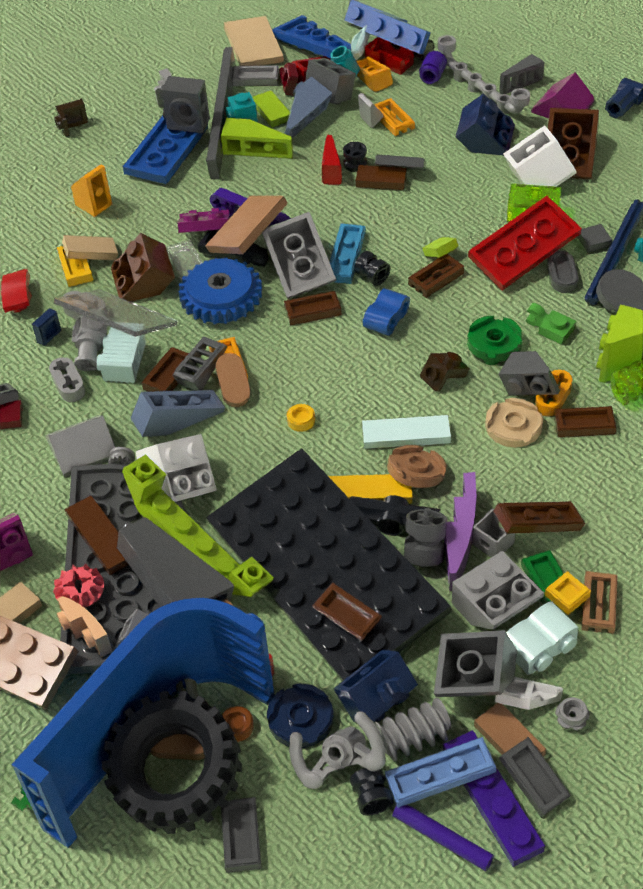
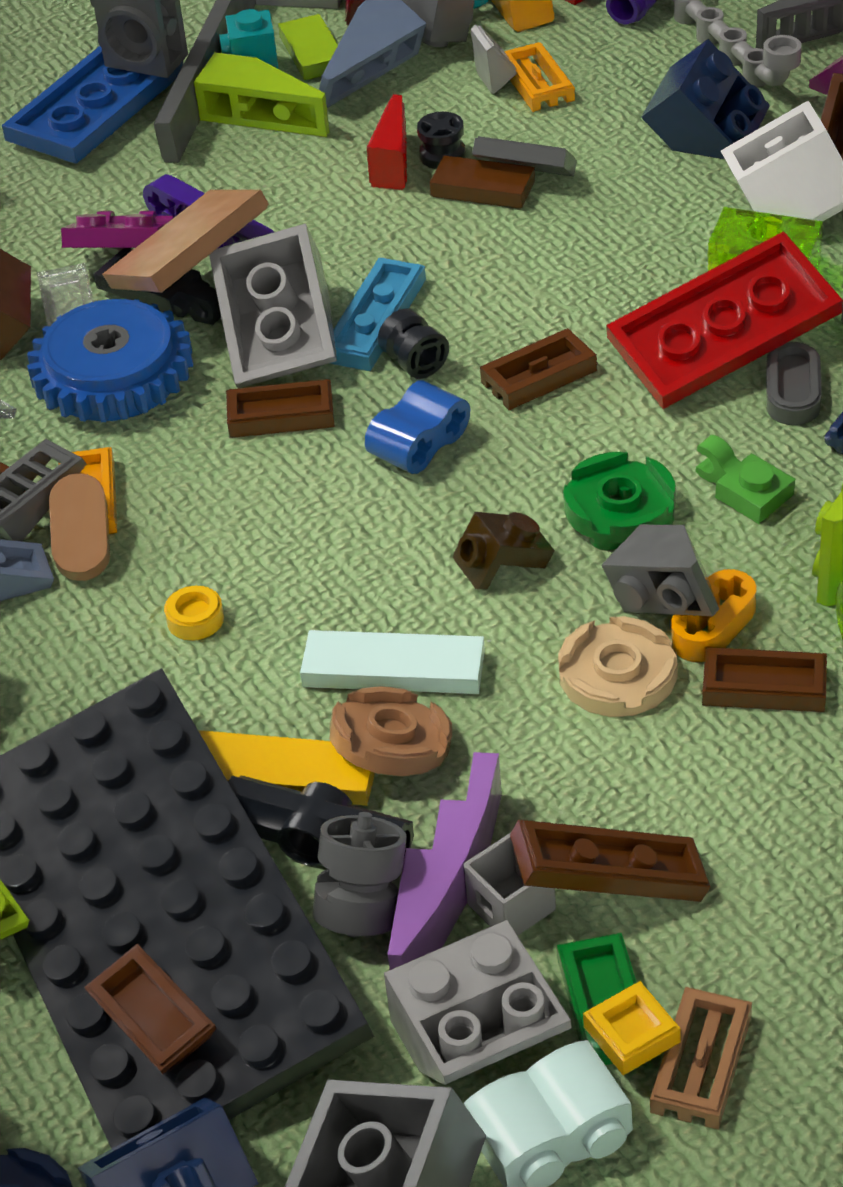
camera: 10 degrees right, 5 degrees down
(440, 247) = (559, 316): lime tile -> none

